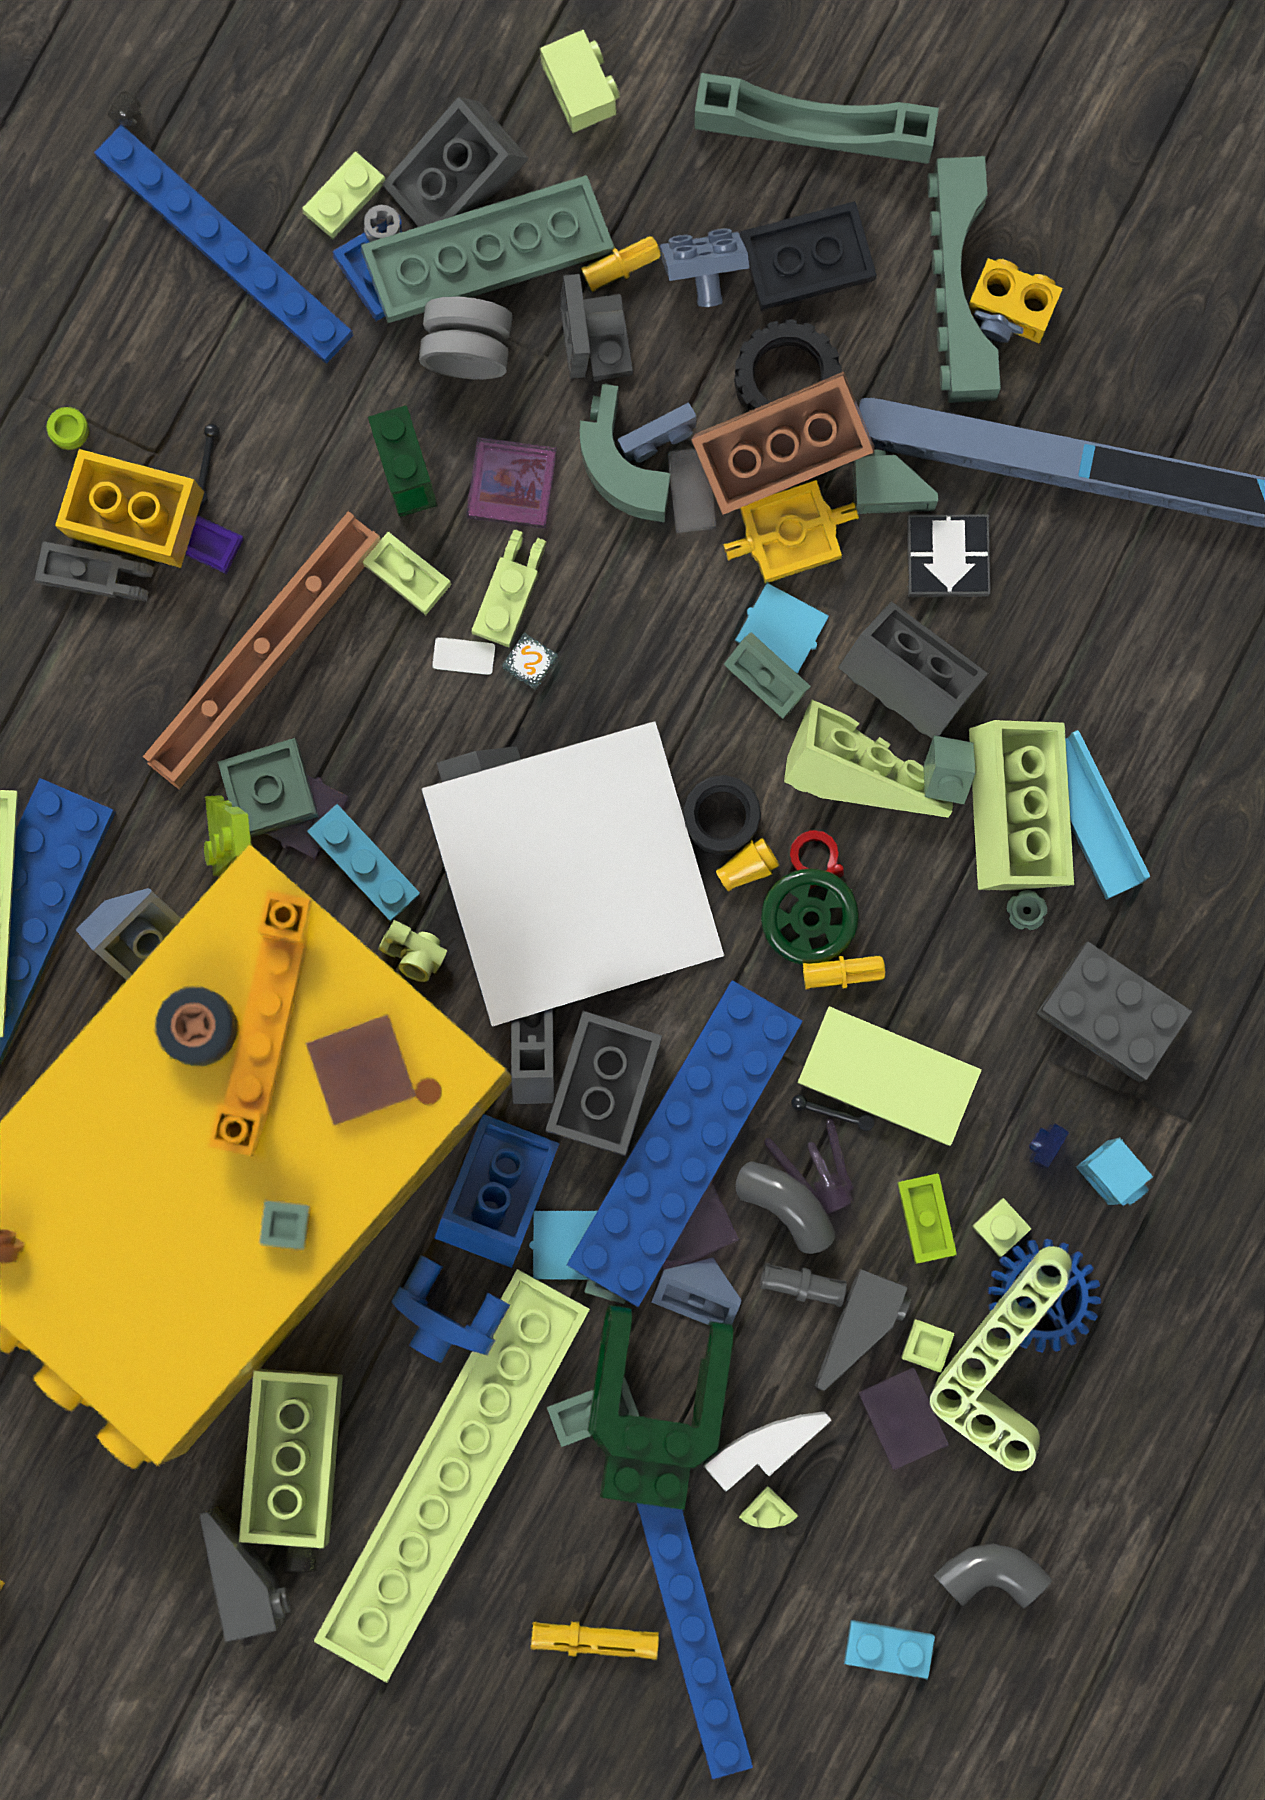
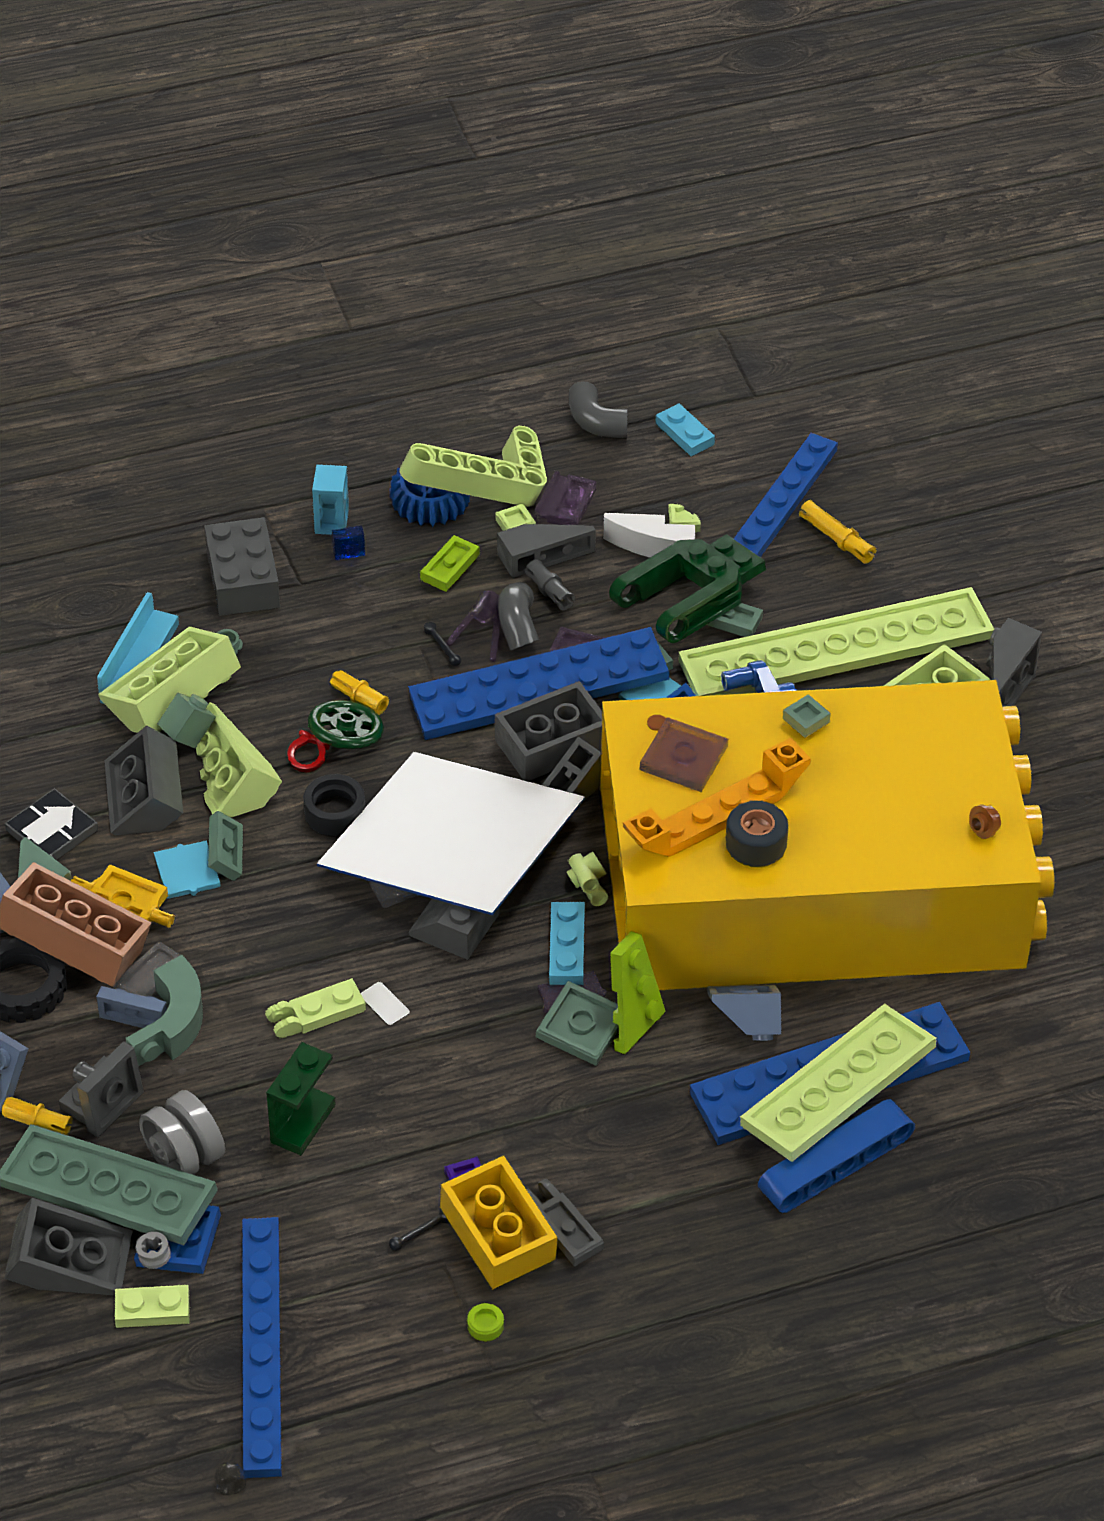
camera: 140 degrees left, 35 degrees down
(262, 651) = (500, 1089): nougat tile -> none
(407, 573) = (367, 1062): yellowish green plate -> none
(511, 483) = (245, 1062): clear purple tile -> none
(530, 661) = (349, 964): tile -> none
(698, 1292) = (606, 617): sand blue slope -> none
(749, 864) = (346, 766): yellow cone -> none
(889, 1076) = (393, 631): yellowish green tile -> none
(1001, 1227) = (415, 536): yellowish green plate -> none

